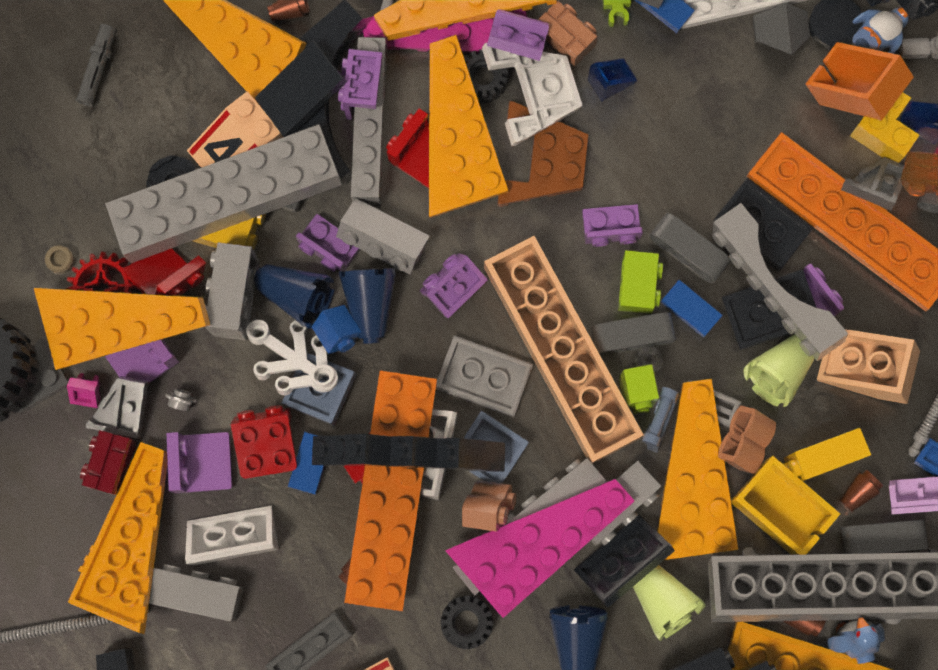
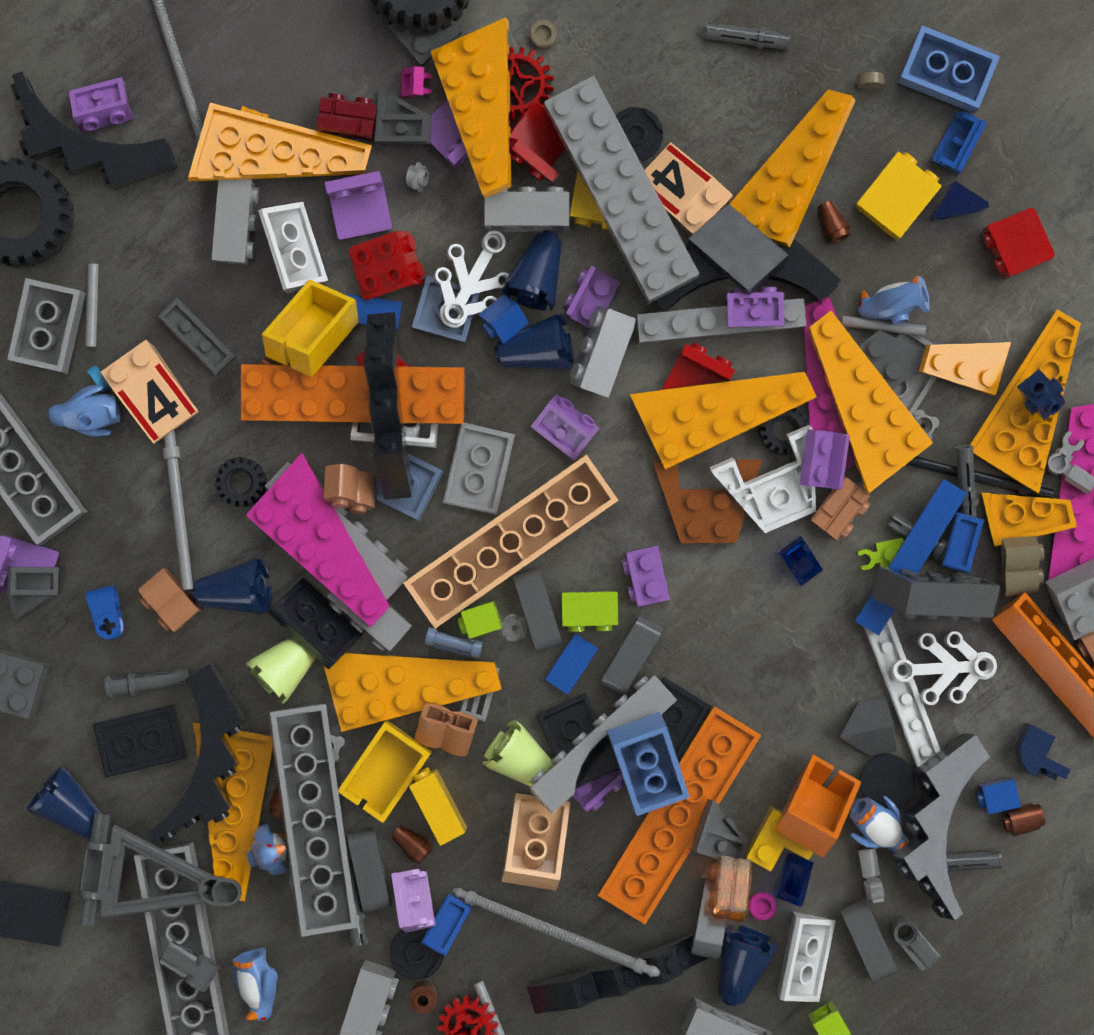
camera: 80 degrees right, 10 degrees up
(316, 524) = (310, 328): none -> yellow piece
(804, 235) = (648, 763): none -> medium blue brick

